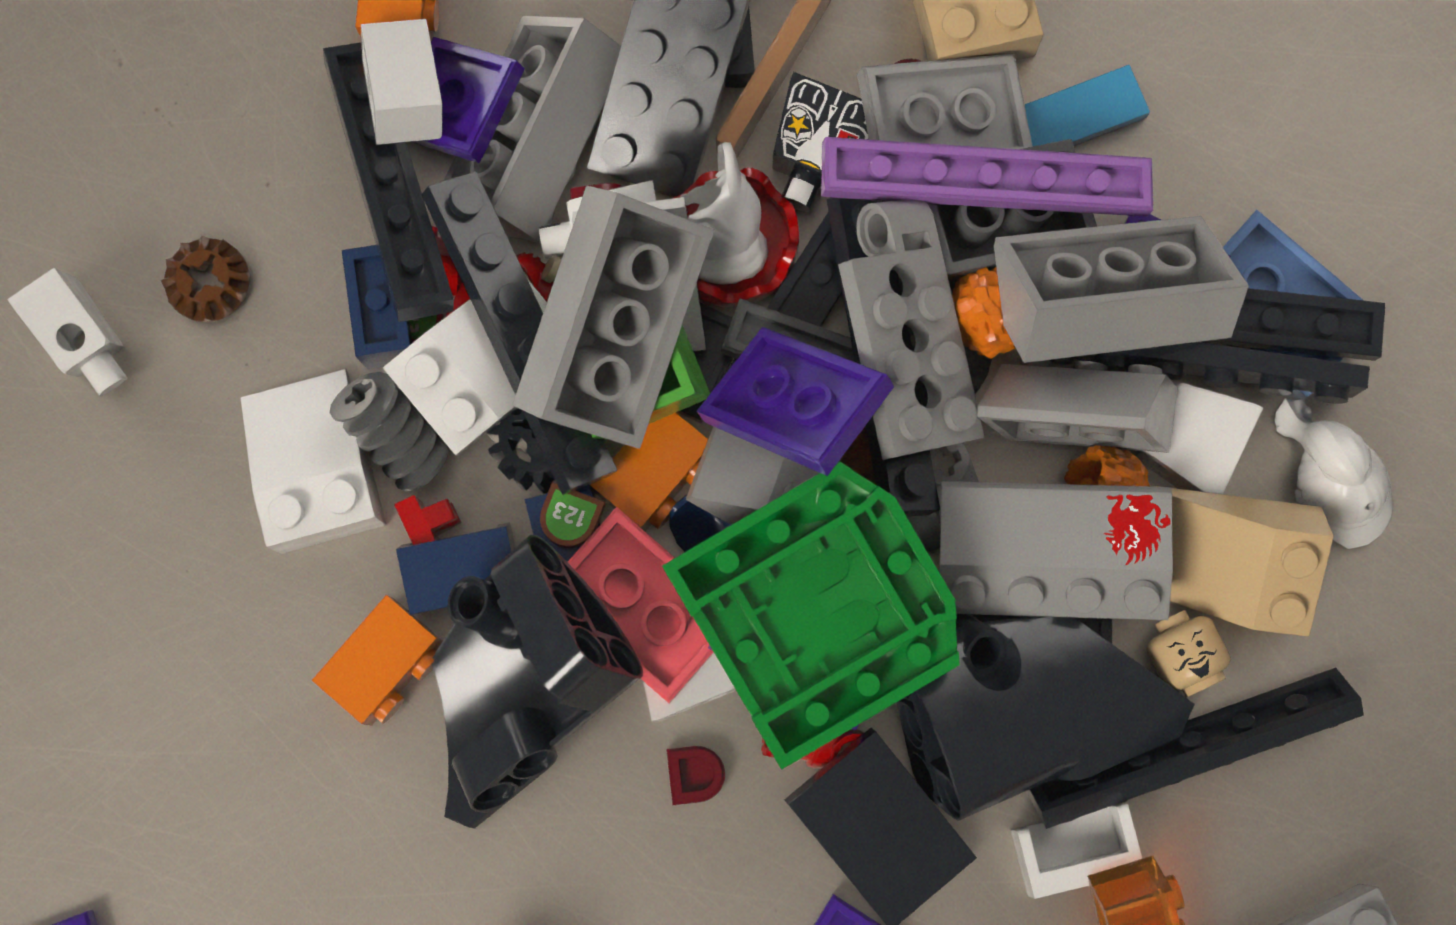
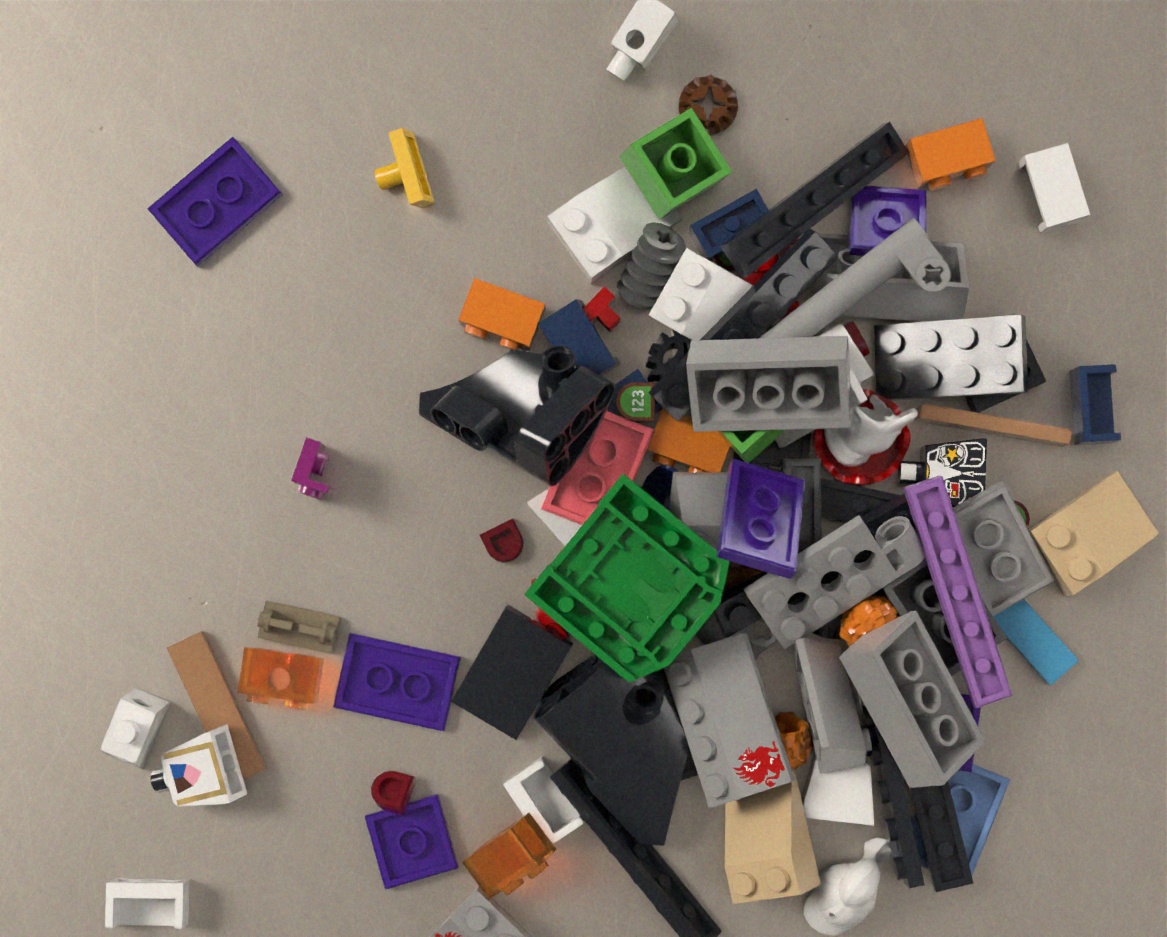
camera: 65 degrees right, 5 degrees up
(126, 720) = (407, 170): none -> yellow tile
(264, 347) = (675, 163): none -> bright green brick
(401, 81) = (883, 184): white panel -> none
(499, 75) = (904, 249): none -> light grey axle
(1188, 653) = (695, 831): tan head -> none

